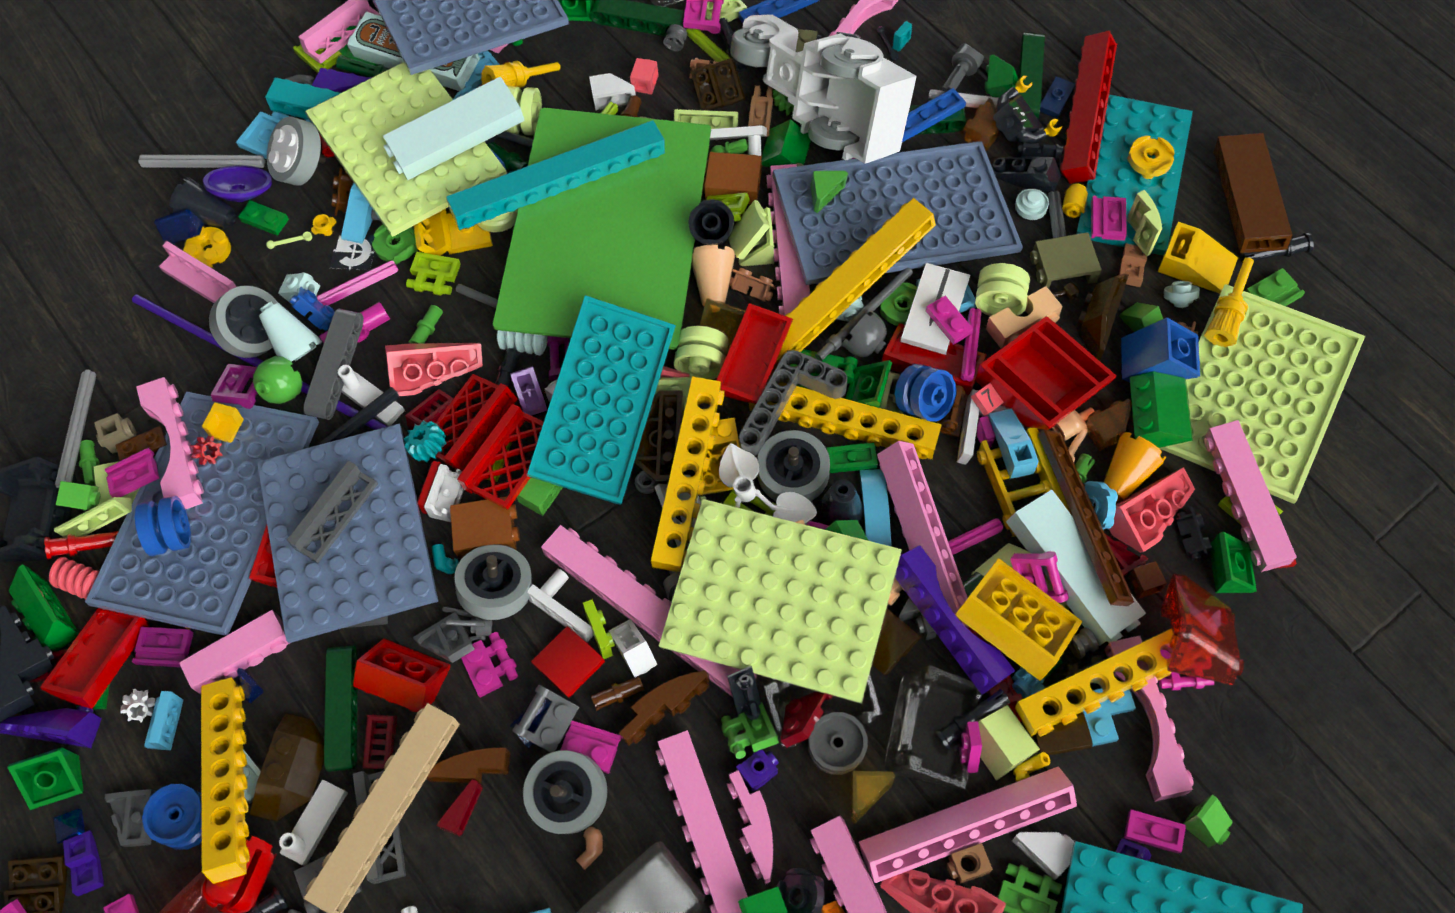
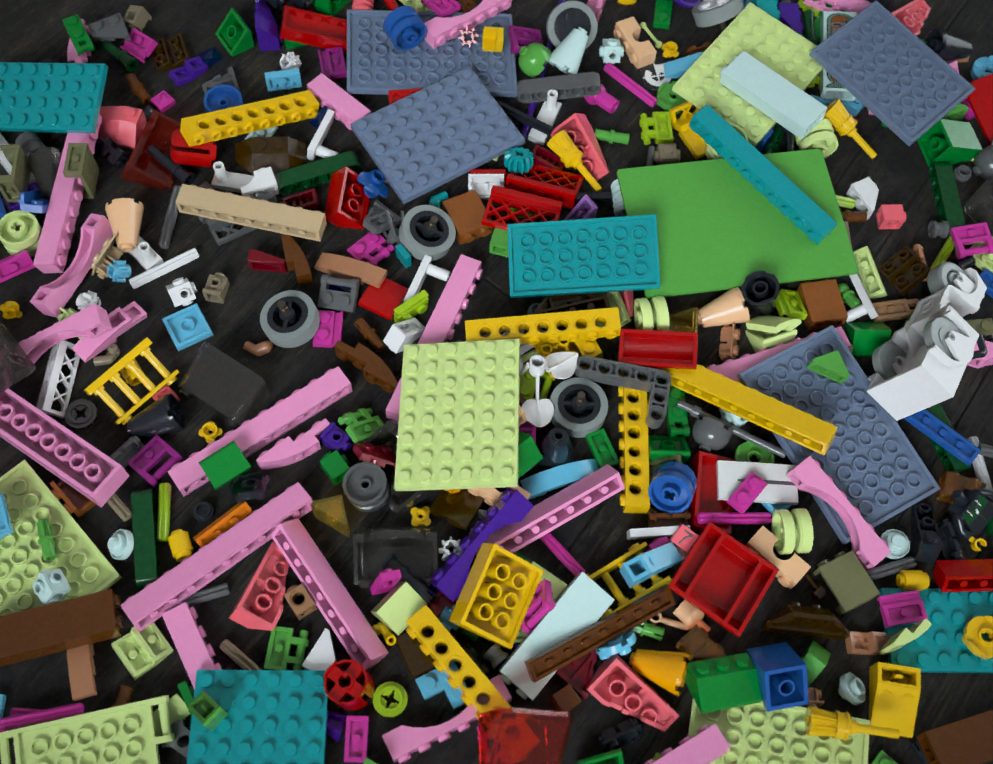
camera: 65 degrees right, 0 degrees up
(298, 701) = (315, 146): none -> white piece
(307, 301) = (600, 56): blue hinge -> none
(314, 260) = (639, 53): none -> light nougat arch
(325, 507) = (446, 114): dark grey fence -> none
(336, 784) = (260, 184): none -> white arch
(386, 634) = (373, 183): none -> blue plate
(442, 378) = (571, 156): none -> yellow piece
(481, 273) = (666, 154): none -> dark tan brick
(485, 895) = (216, 288): none -> dark tan brick
(512, 695) = (350, 268): none -> nougat slope
(514, 621) = (403, 255): none -> teal tile
(745, 692) = (387, 411): black hinge -> none
(796, 779) = (335, 466): none -> green brick
(892, 694) = (424, 521): none -> yellow plate
(943, 654) = (450, 543): none -> white gear
(1030, 226) = (865, 542): none -> bright pink arch
(1111, 827) = (348, 696): none -> red cylinder
(1124, 780) = (386, 690): none -> lime gear

